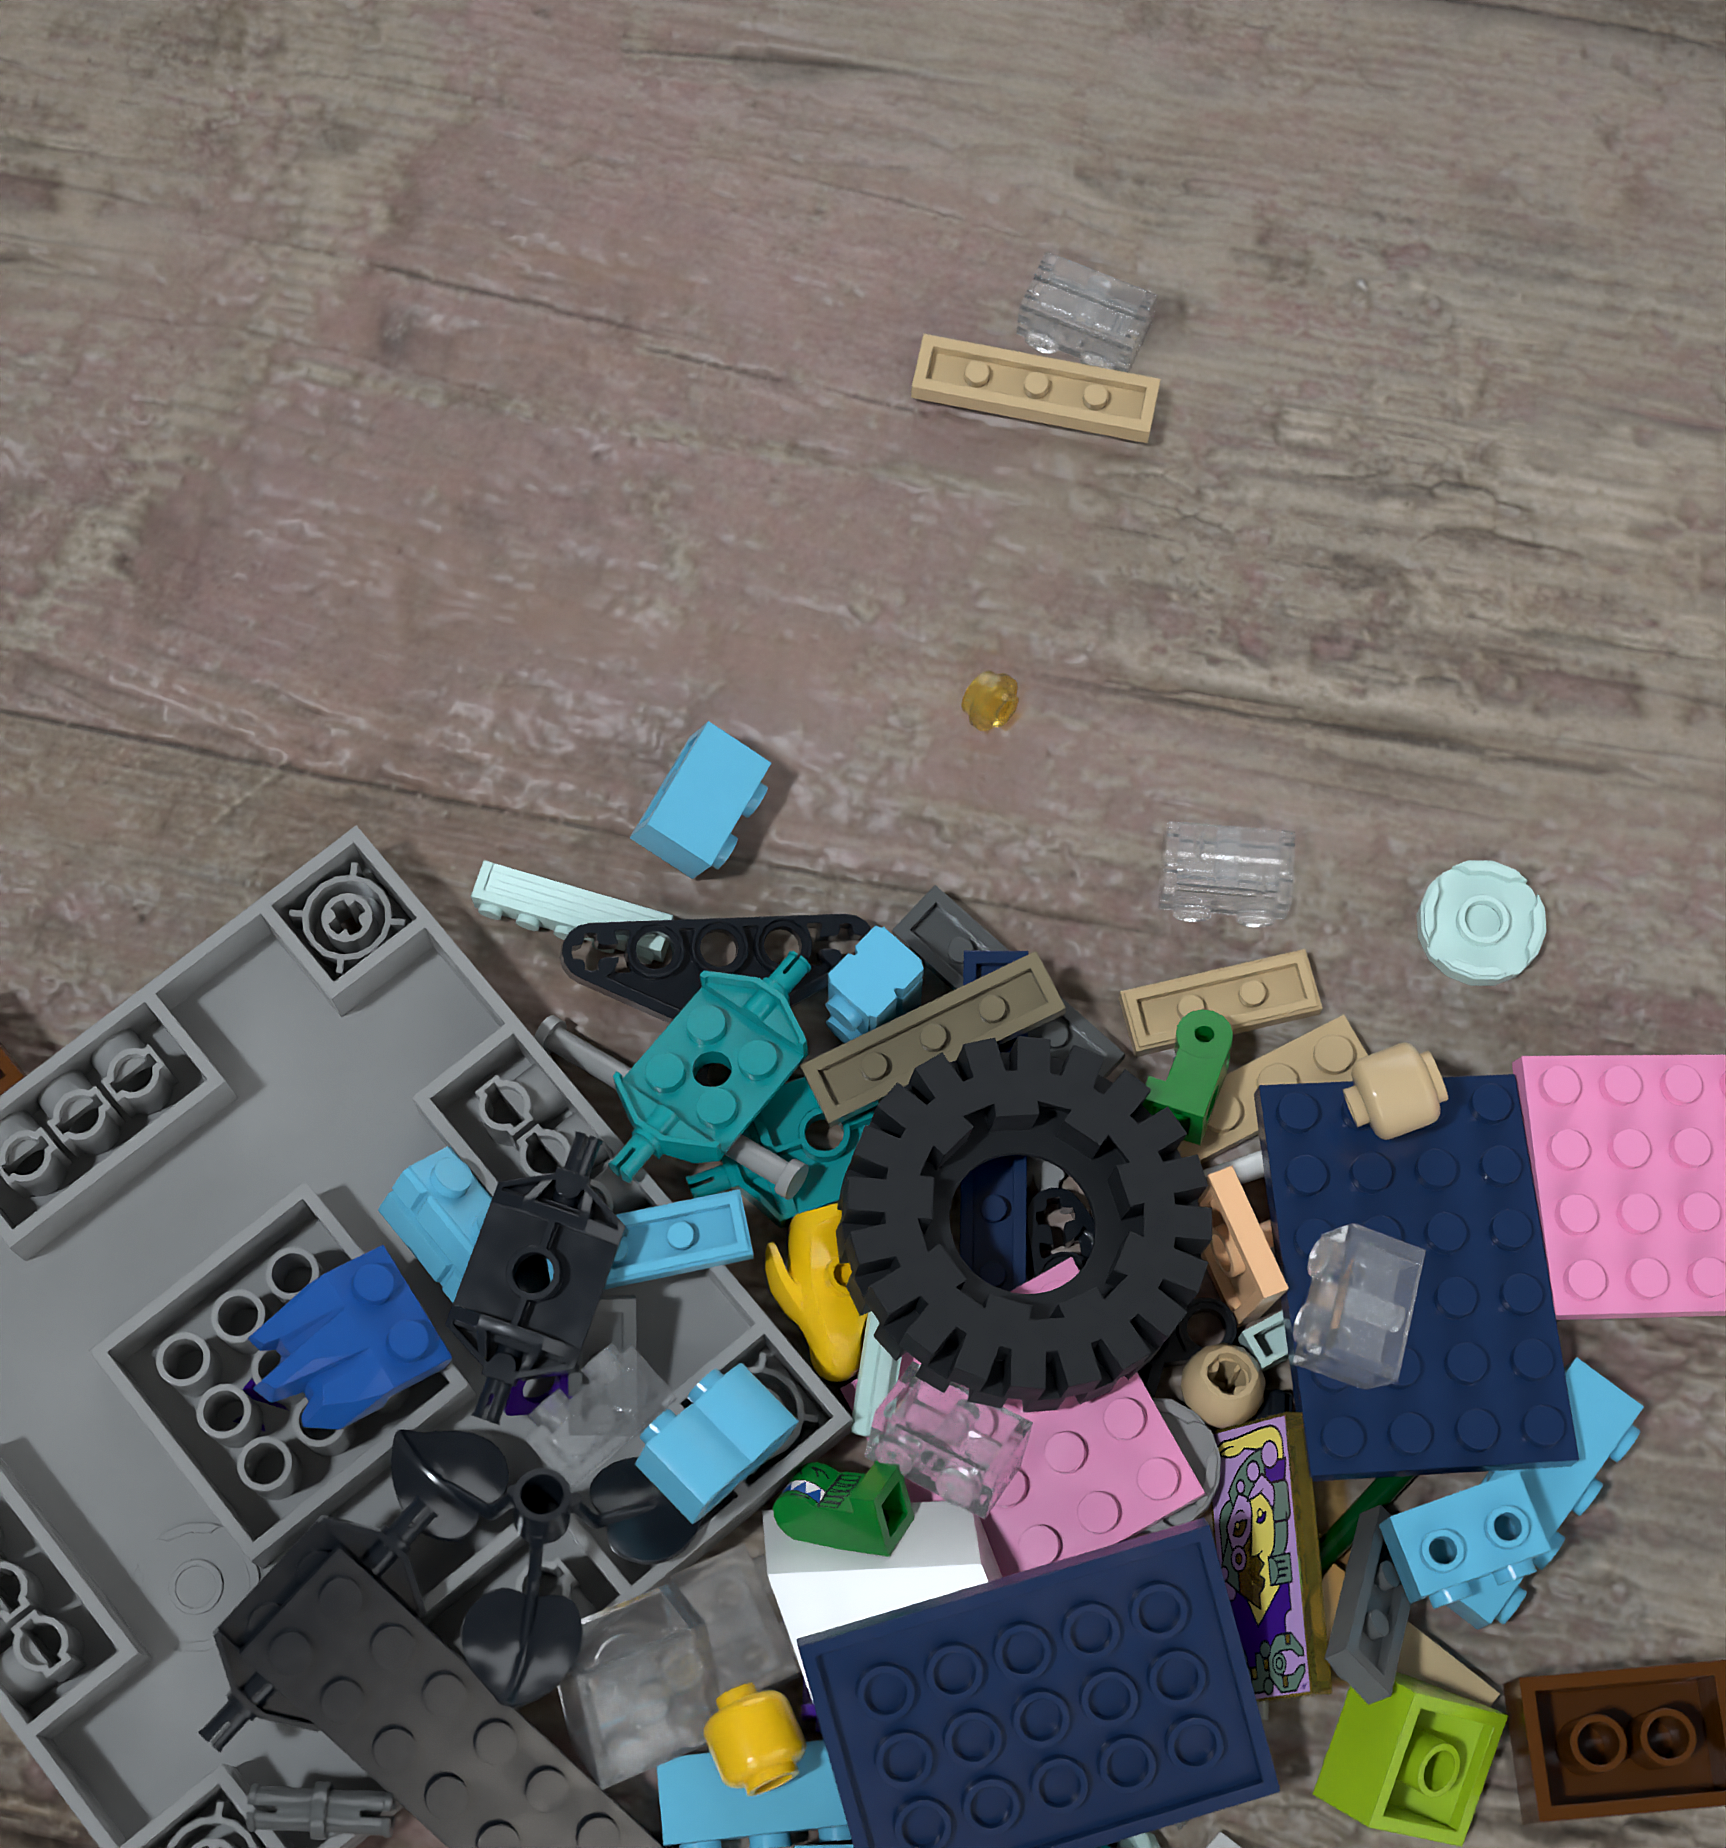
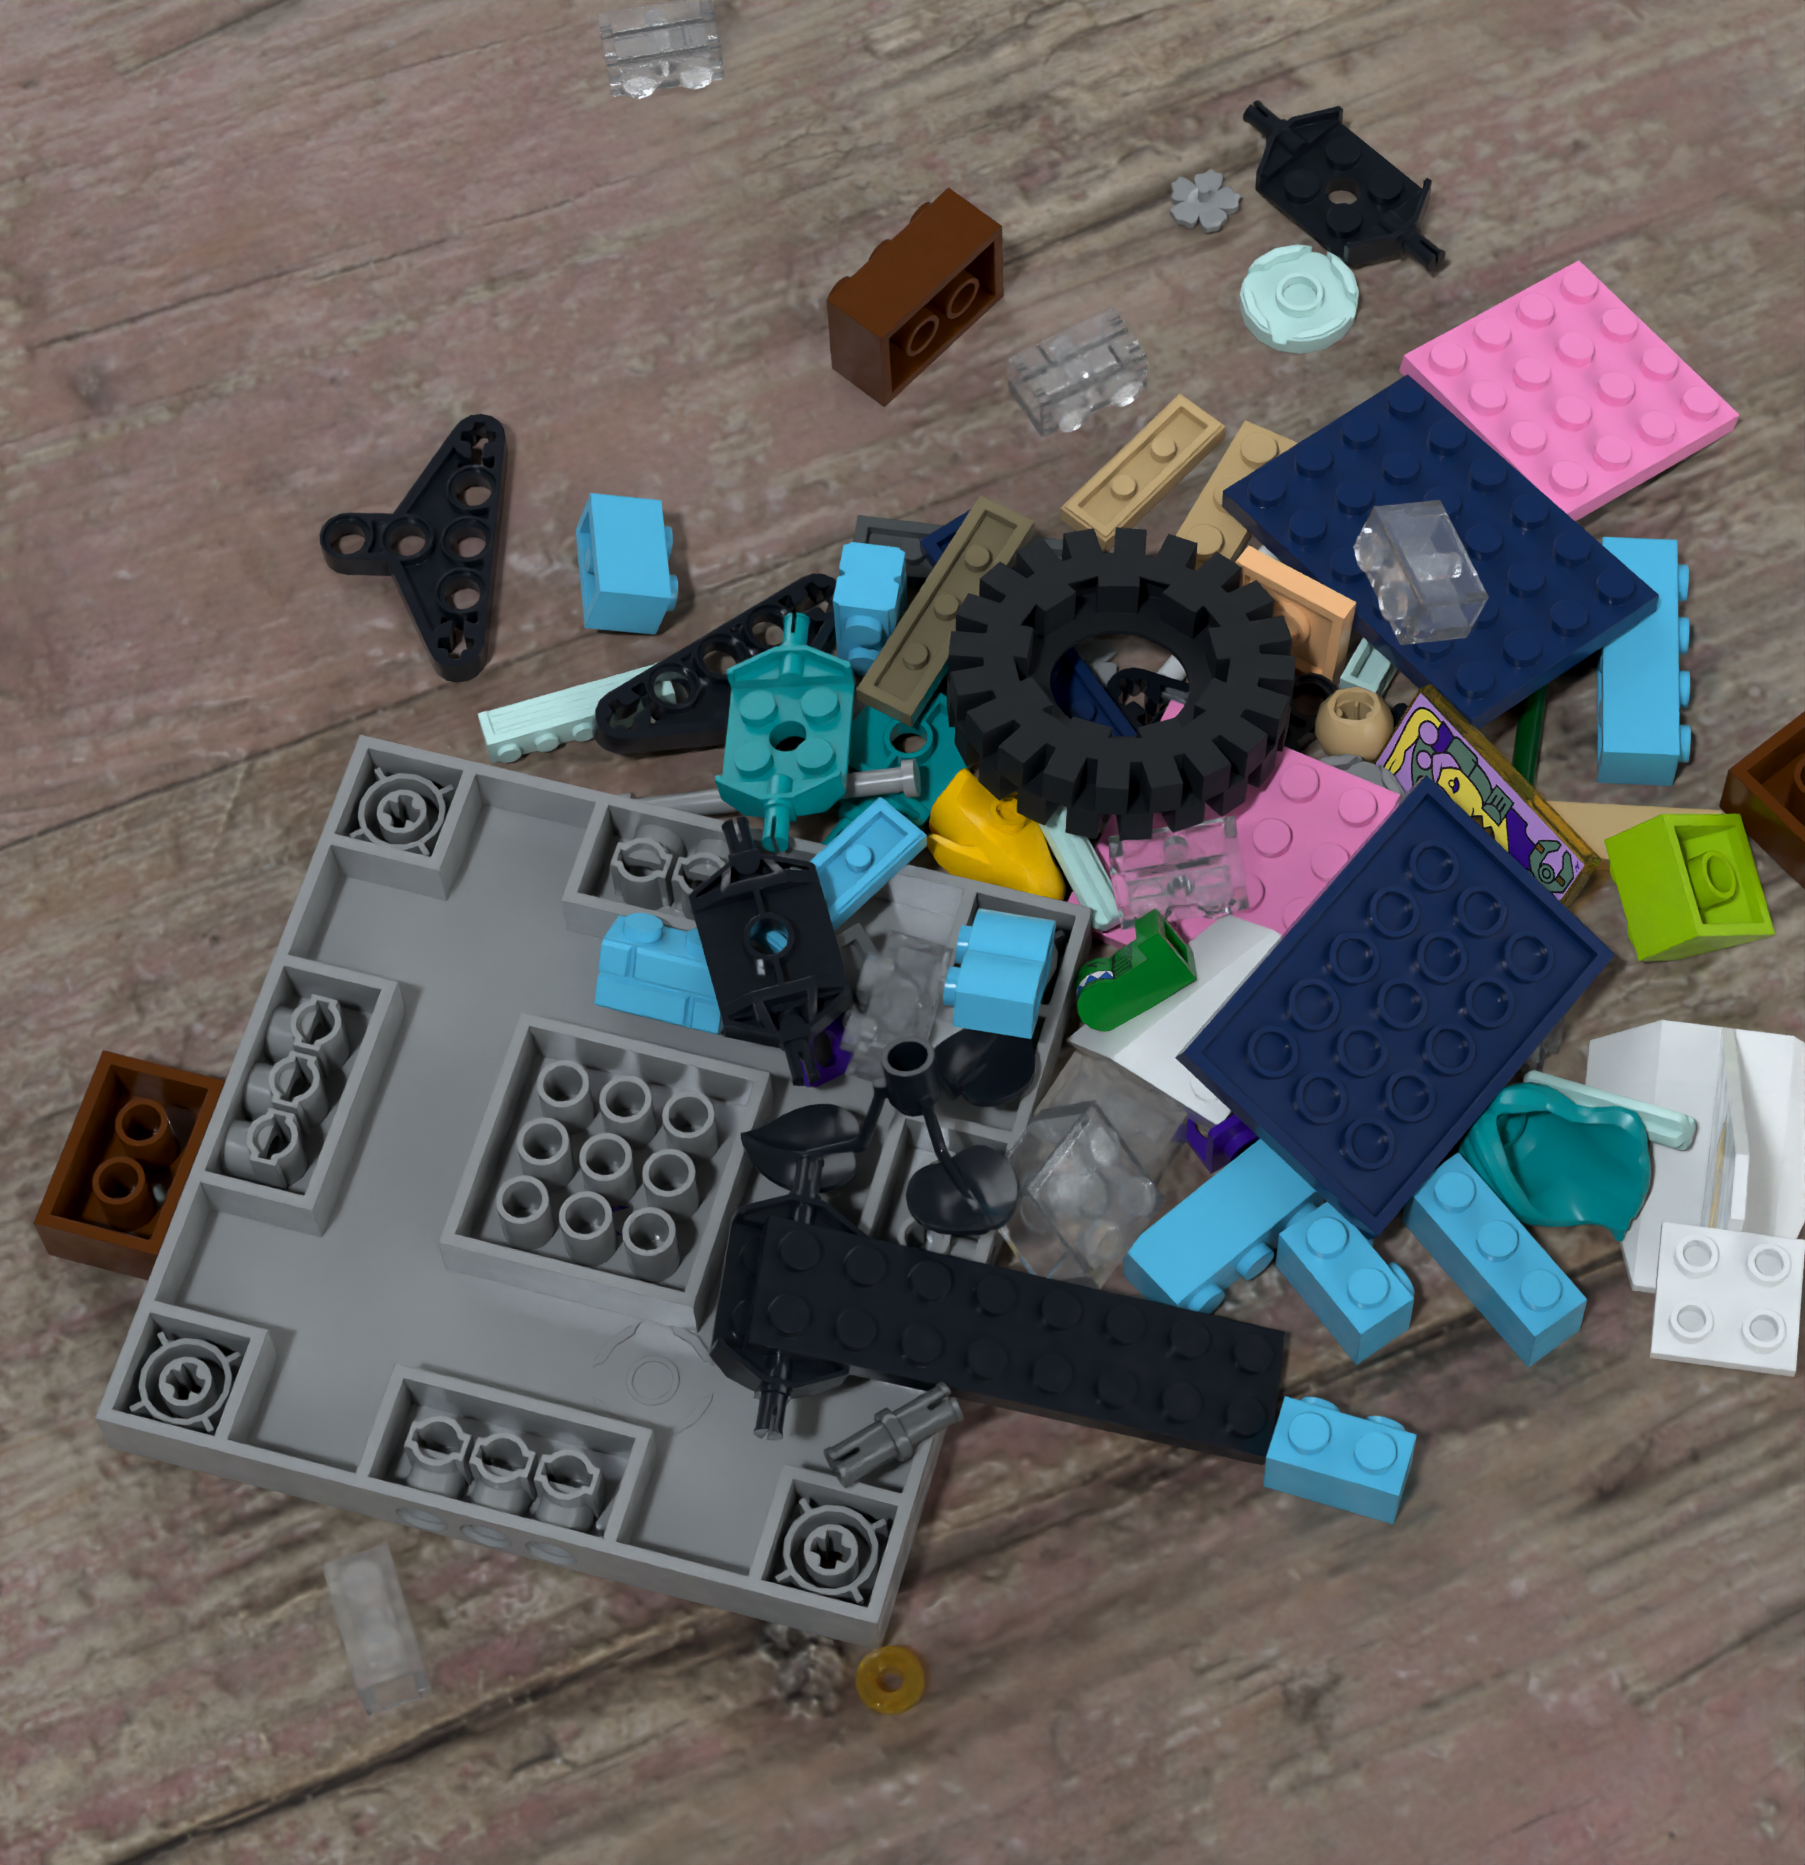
camera: 30 degrees left, 10 degrees down
(350, 1342) = (654, 1093): blue plate -> none
(549, 696) = (435, 571): none -> black beam
(754, 1739) = (1193, 1170): yellow head -> none
(990, 700) = (798, 362): clear yellow plate -> none
(1035, 388) = (659, 123): tan plate -> none
(1128, 707) = (915, 296): none -> reddish brown brick
(1196, 1072) = (1163, 507): green leg -> none
(1369, 1614) = (1584, 792): dark grey plate -> none
(1395, 1091) = (1331, 421): tan head -> none
(1463, 769) = (1203, 201): none -> light grey plant
(1465, 1539) = (1617, 699): medium azure brick -> none
(1605, 796) = (1319, 156): none -> black plate

